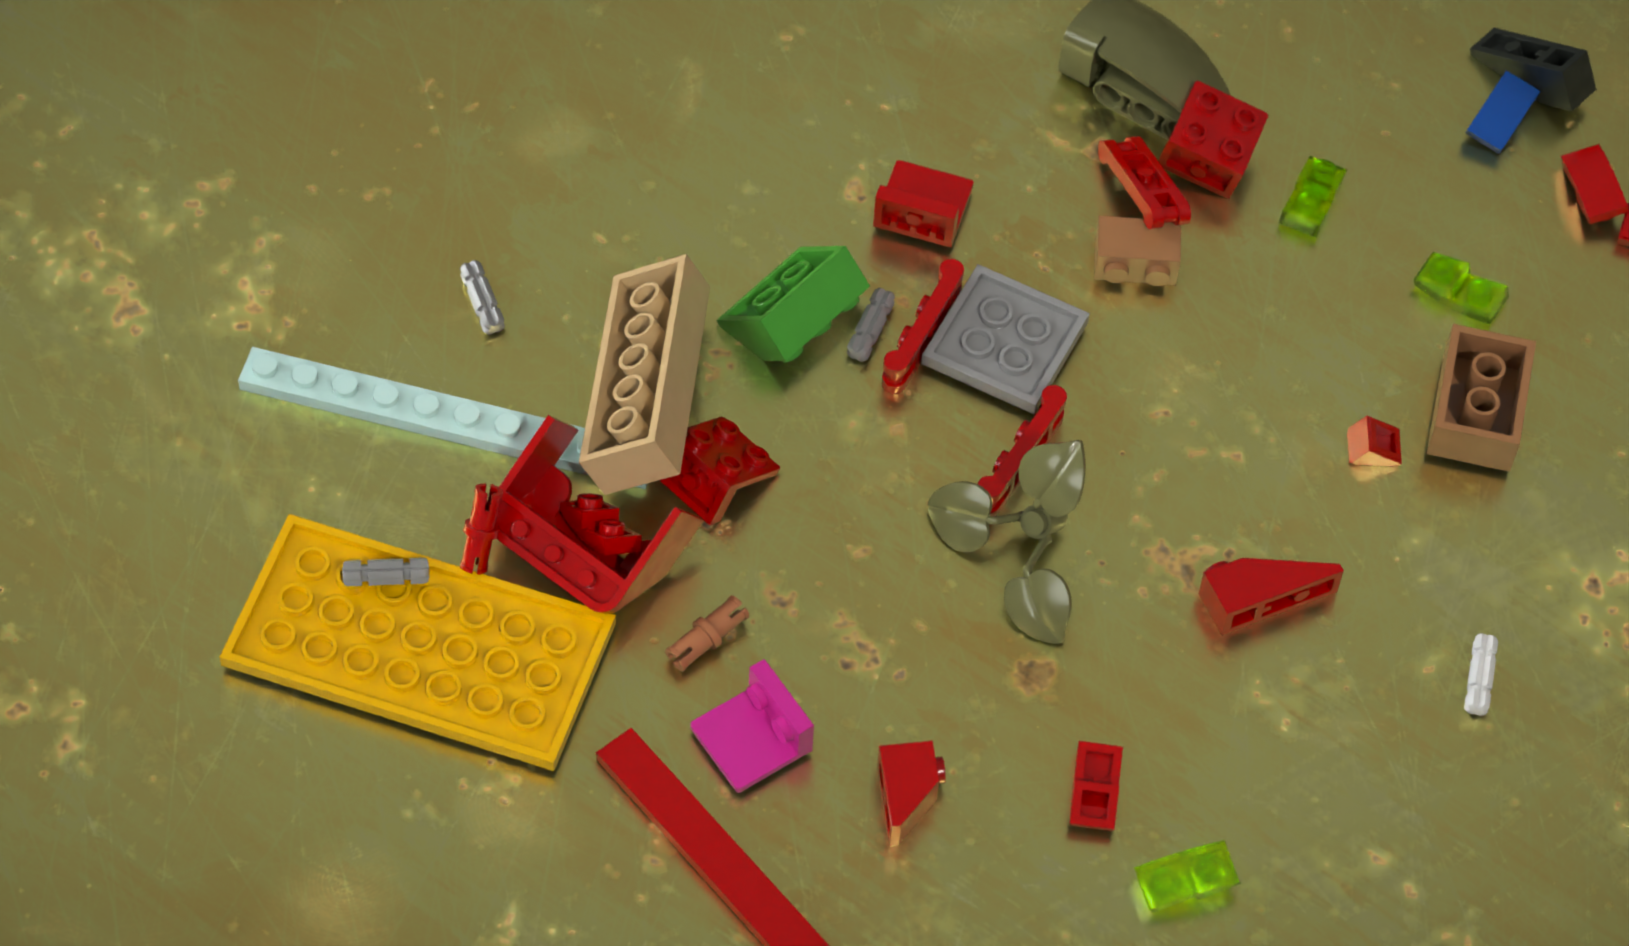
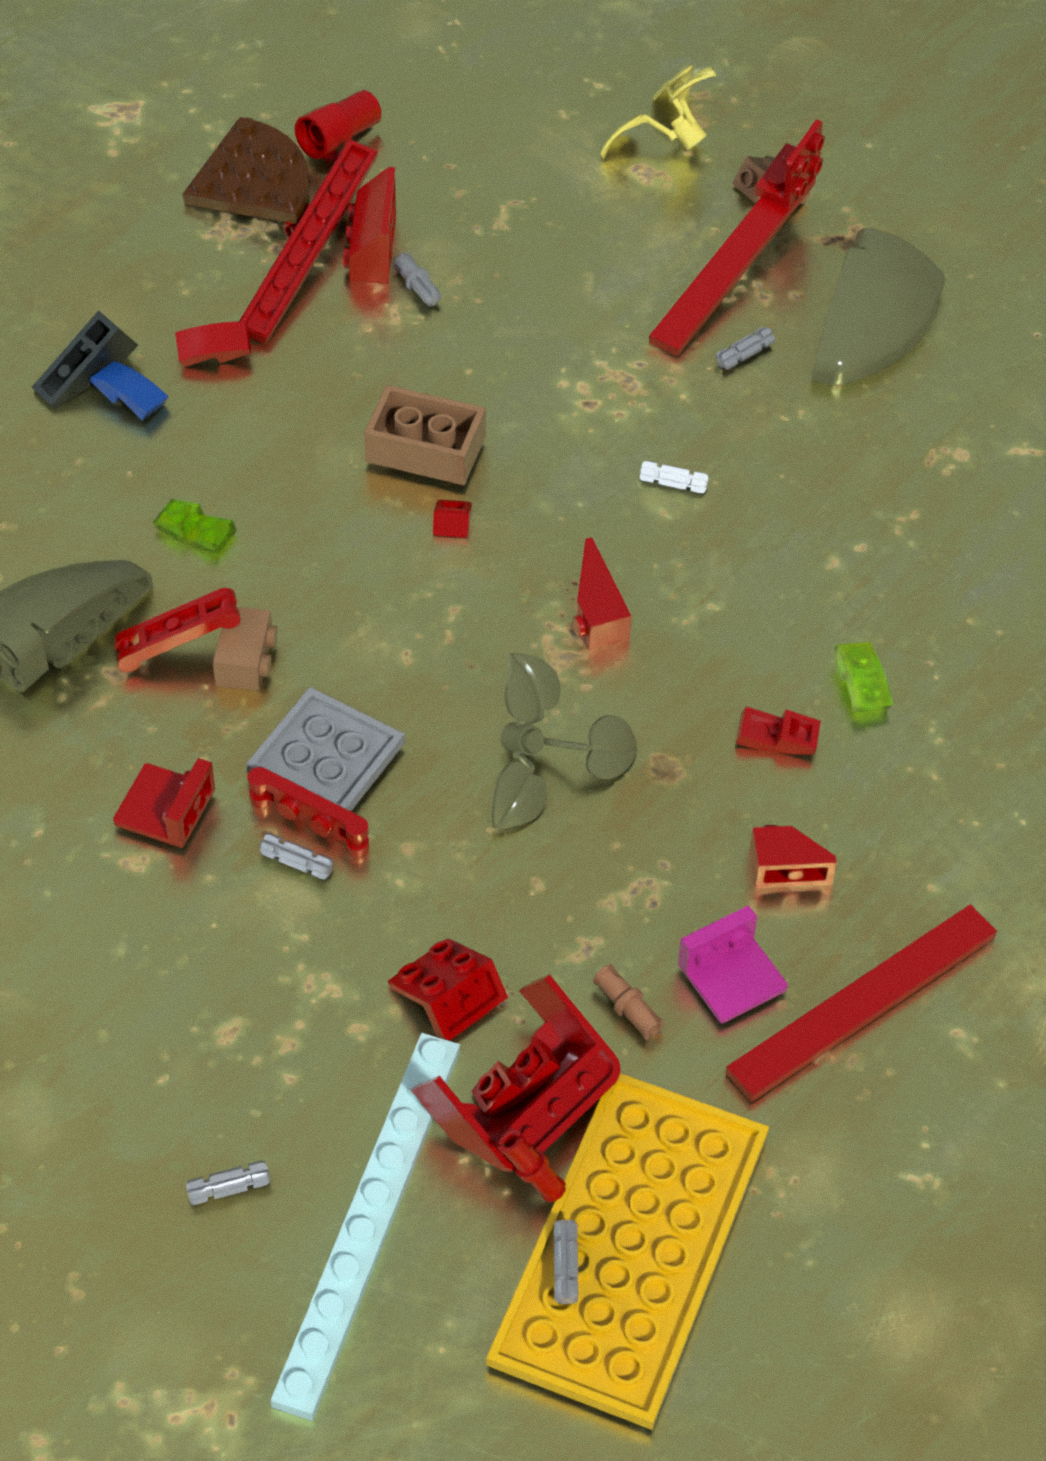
camera: 85 degrees left, 5 degrees down
(645, 375) = (366, 1016): tan brick -> none
(795, 302) = (268, 911): bright green slope -> none
(1029, 435) = (449, 746): red plate -> none
(1213, 139) = (144, 569): red bracket -> none
(1454, 286) = (304, 443): clear neon green slope -> none

